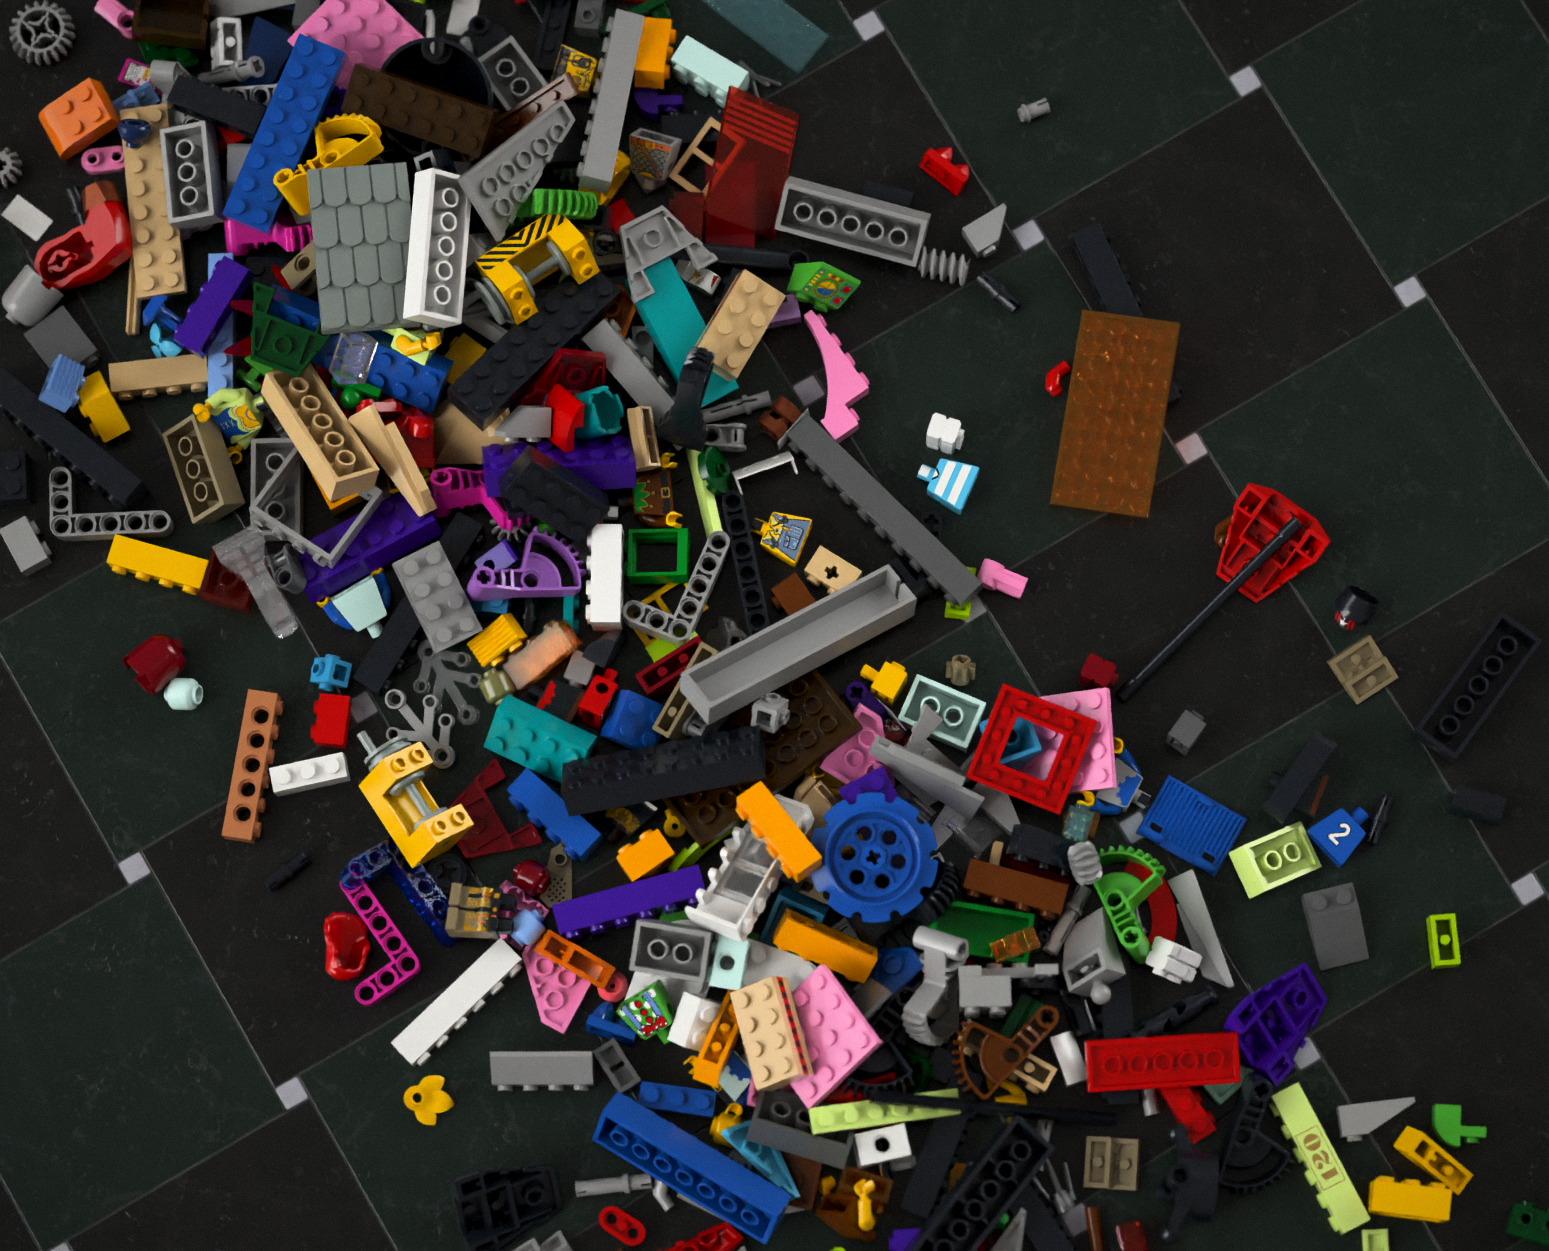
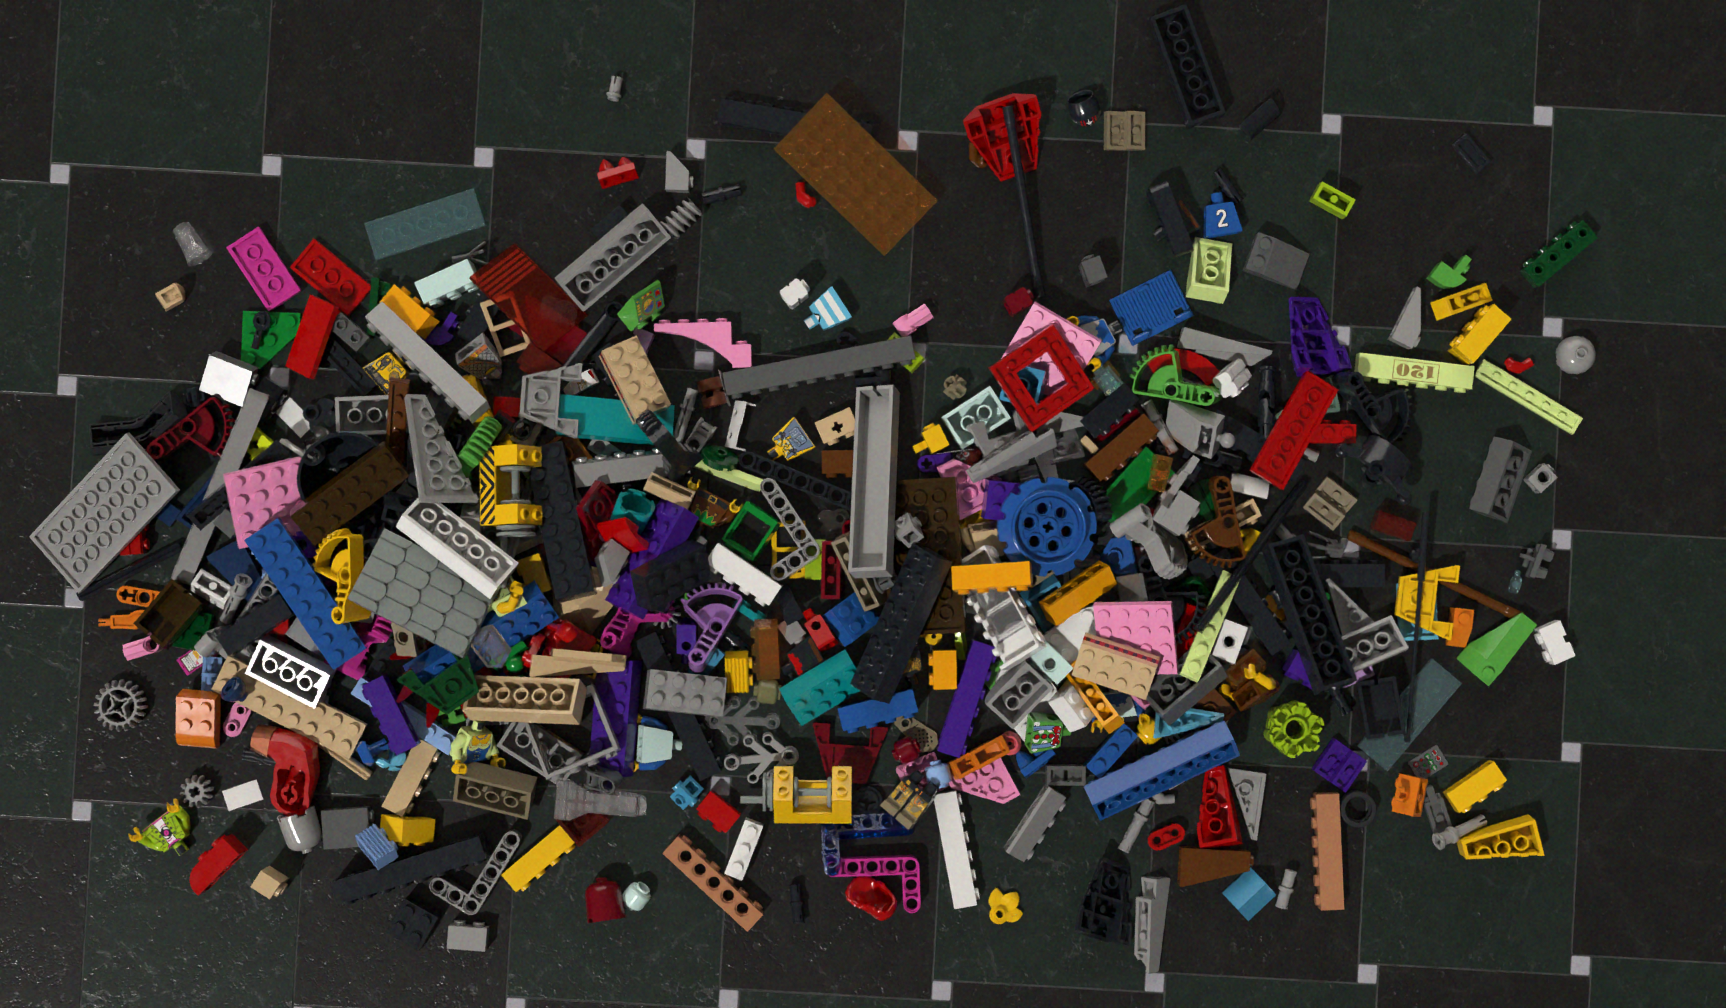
camera: 65 degrees left, 10 degrees up
(1084, 863) = (1136, 393): light grey gear -> none

